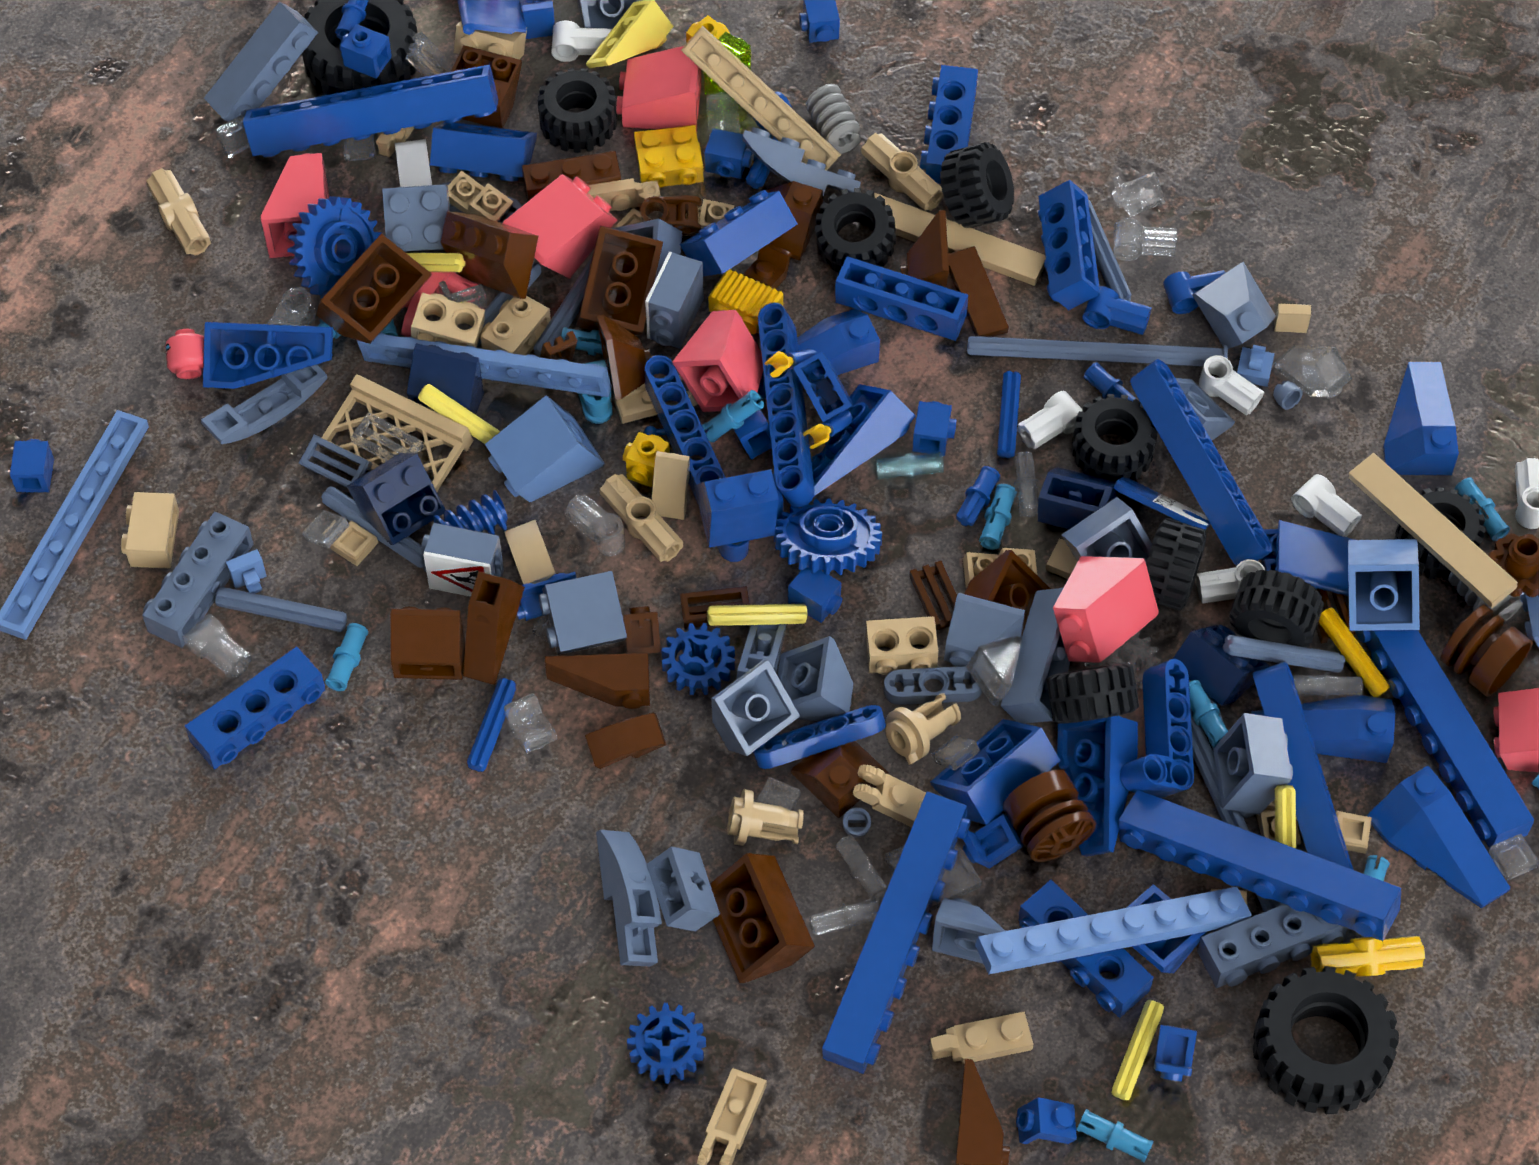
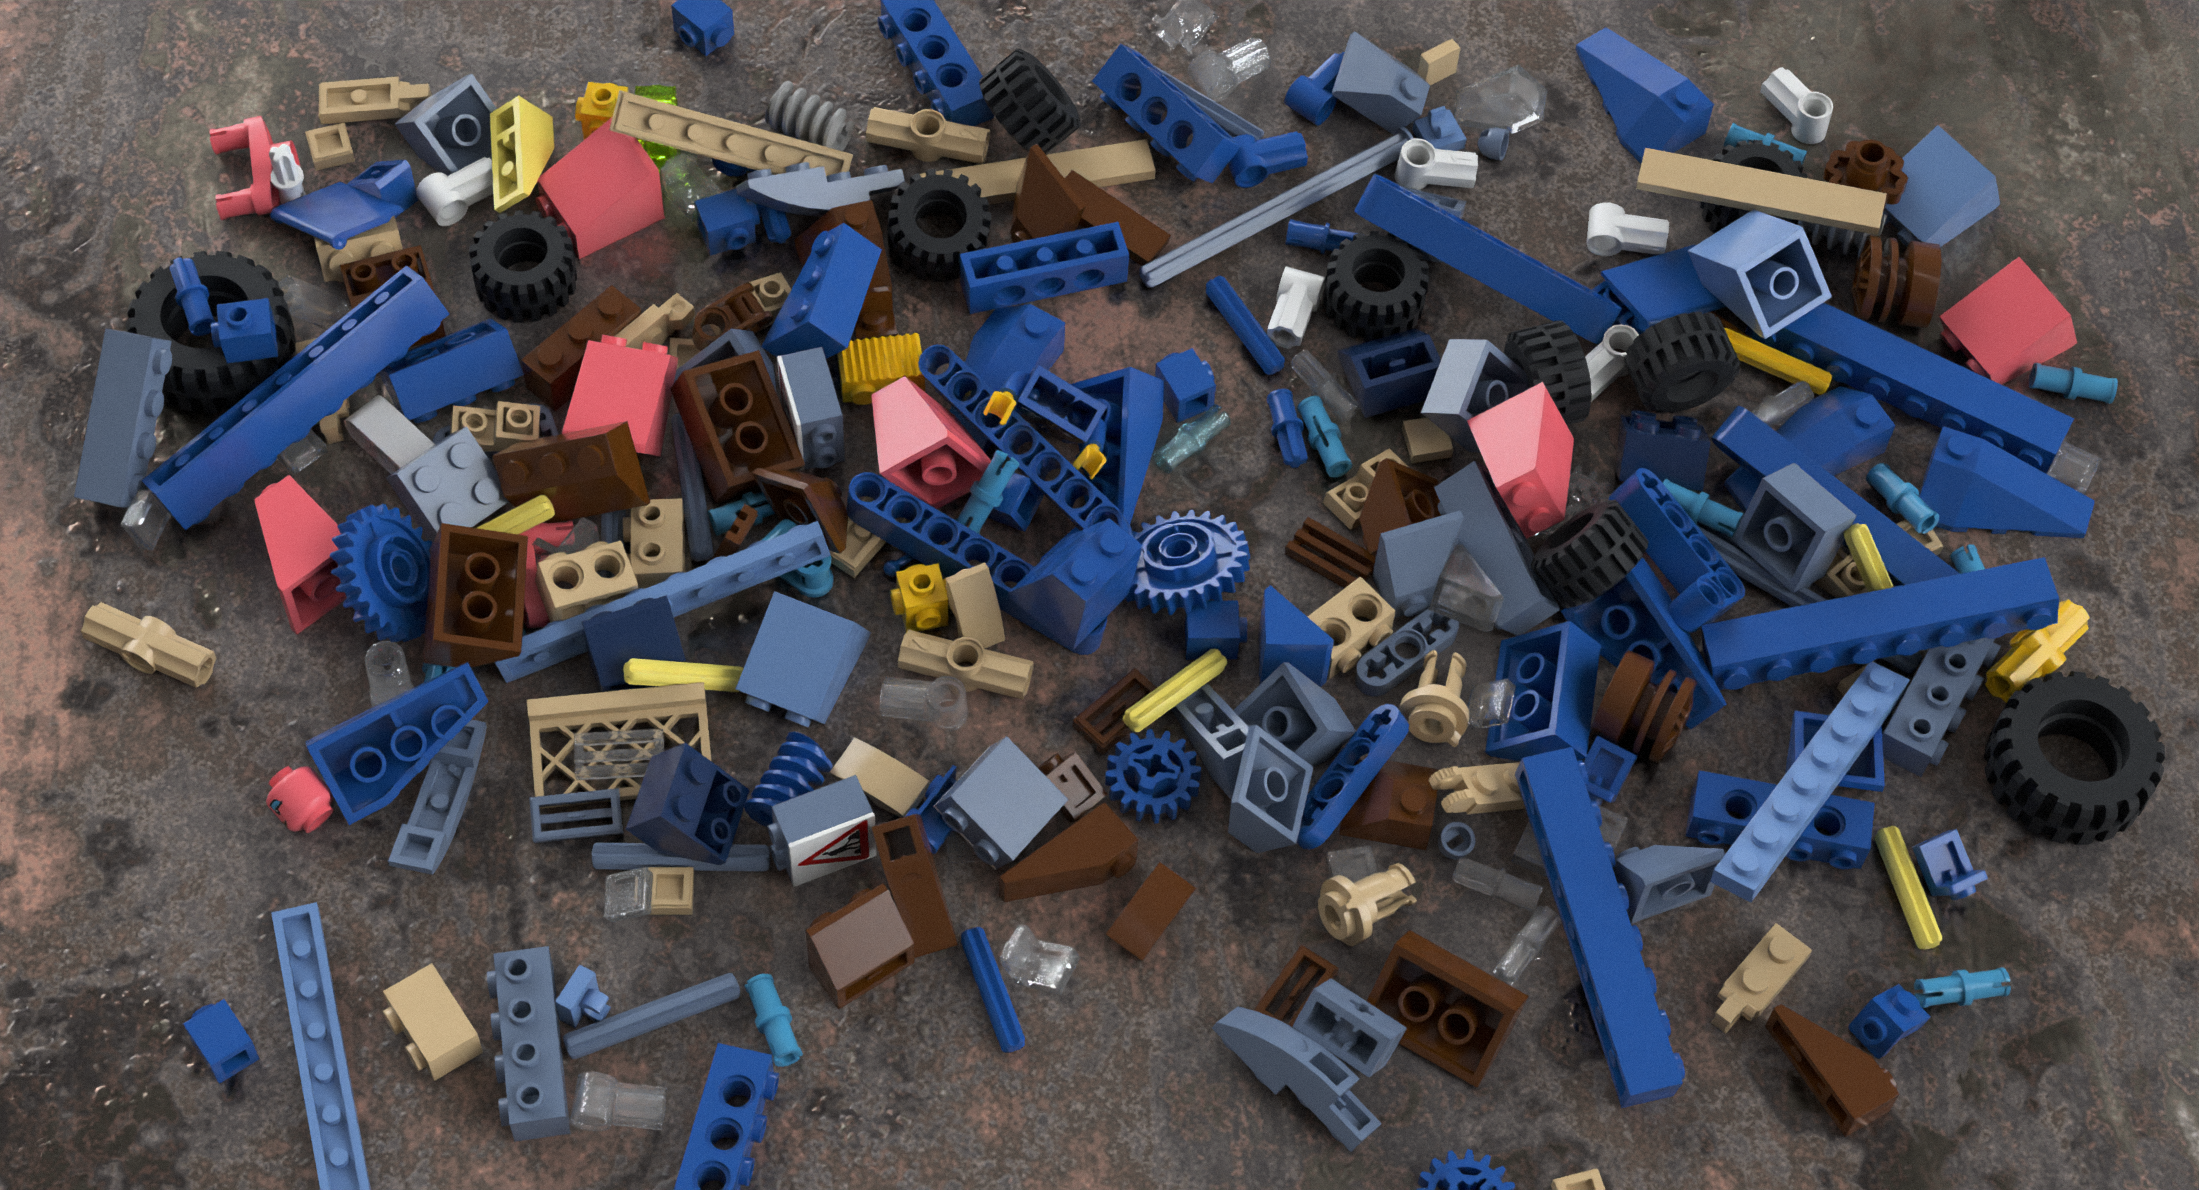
camera: 40 degrees left, 0 degrees up
(669, 156) = (662, 260): yellow plate -> none
(678, 835) = (1284, 977): none -> reddish brown tile
(846, 625) = (1292, 638): none -> blue slope
(1161, 503) = (1478, 323): blue piece -> none
(1281, 652) = (1721, 401): sand blue axle -> none
(1363, 798) = (1902, 498): none -> dark azure pin

